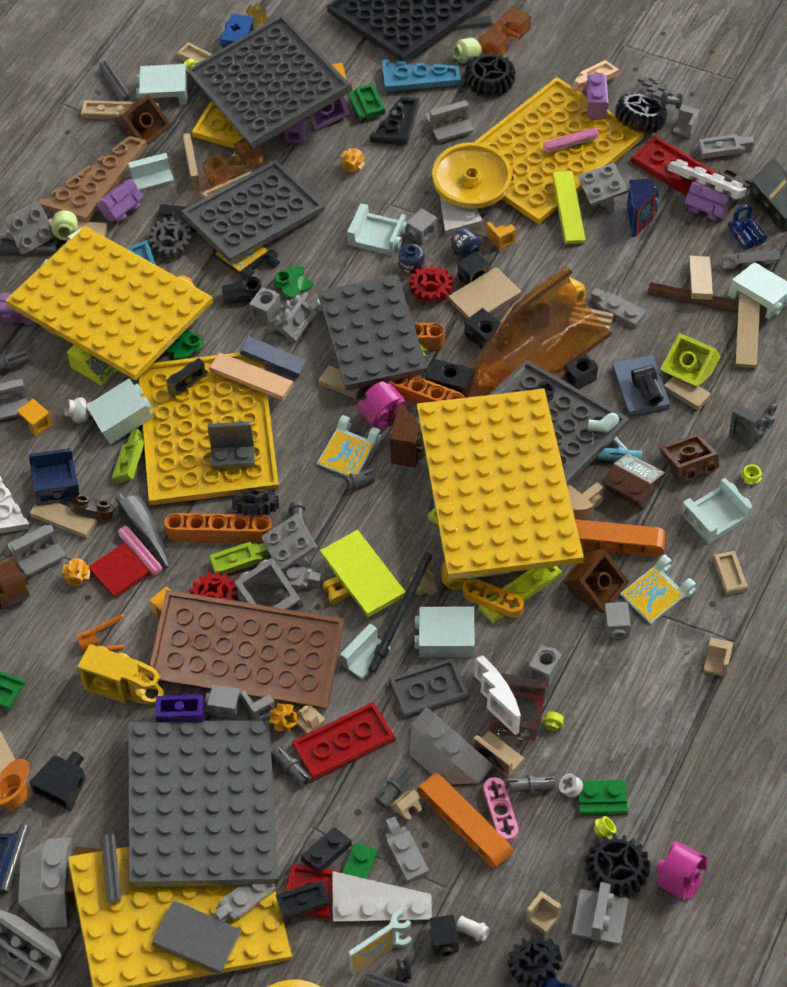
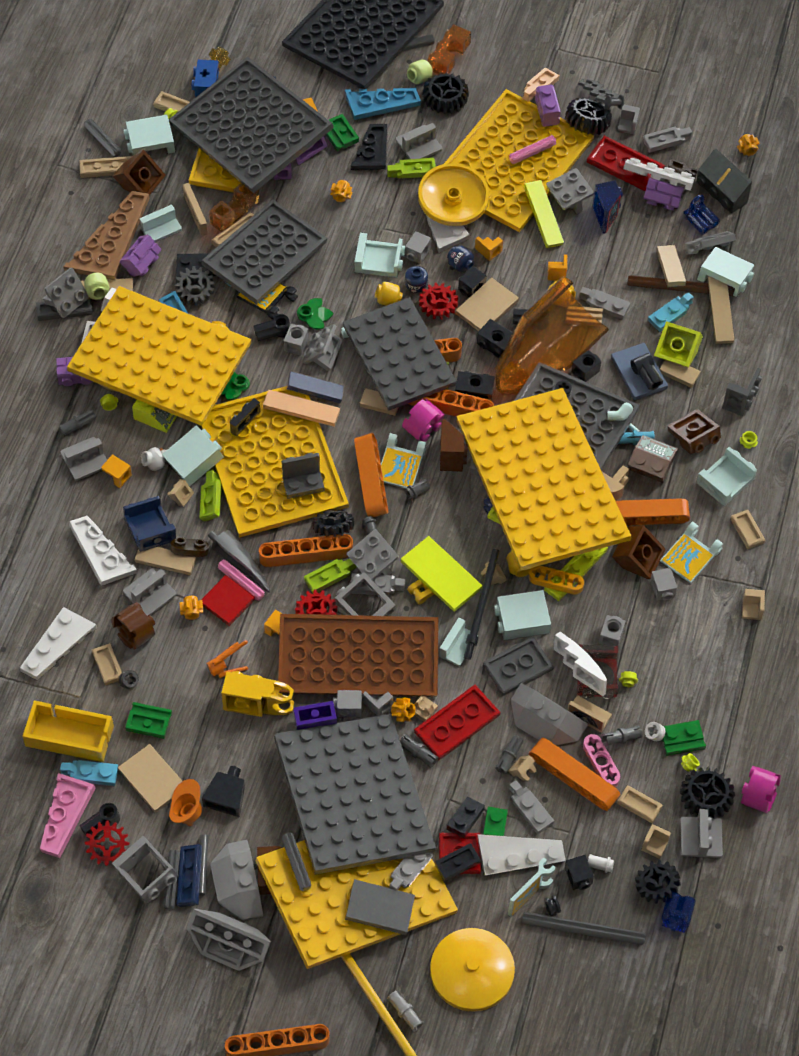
camera: 15 degrees left, 5 degrees up
(47, 345) = (109, 402): none -> neon yellow plate
(98, 449) = (181, 493): none -> tan tile
(311, 457) = (371, 475): none -> orange beam
(377, 268) = (388, 293): none -> yellow head
(432, 145) = (411, 168): none -> lime hinge
(535, 867) = (639, 804): none -> tan tile
(574, 265) = (557, 269): none -> light orange panel
(692, 325) = (671, 311): none -> medium azure hinge

